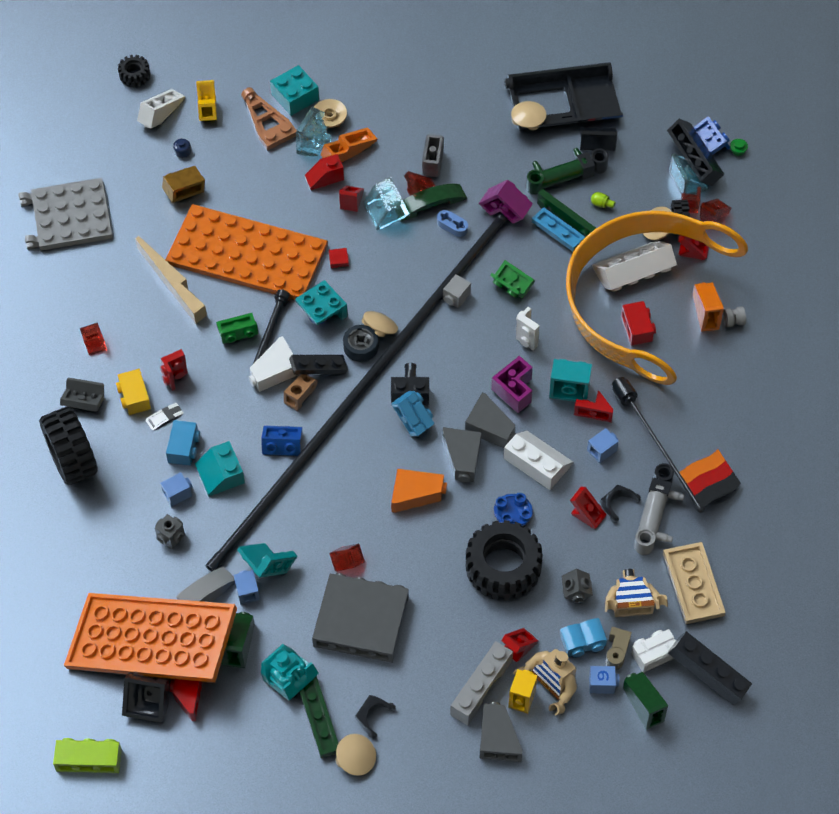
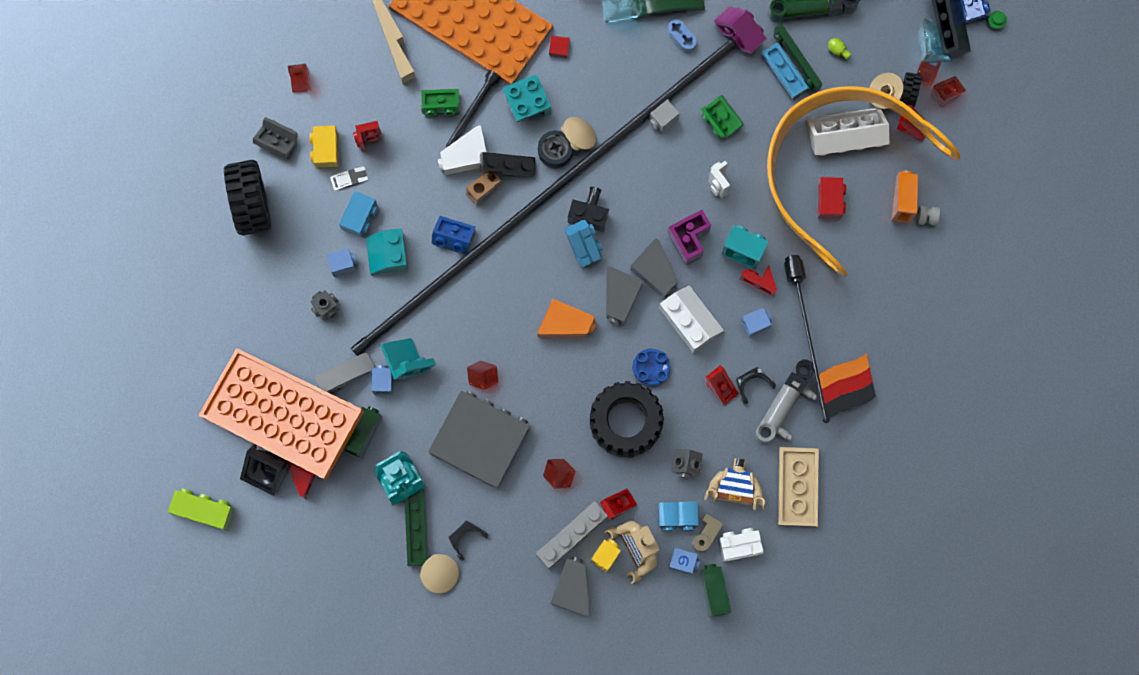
camera: 15 degrees right, 20 degrees up
(451, 629) = (559, 473): none -> clear red panel
(709, 668) = (783, 580): black brick -> none

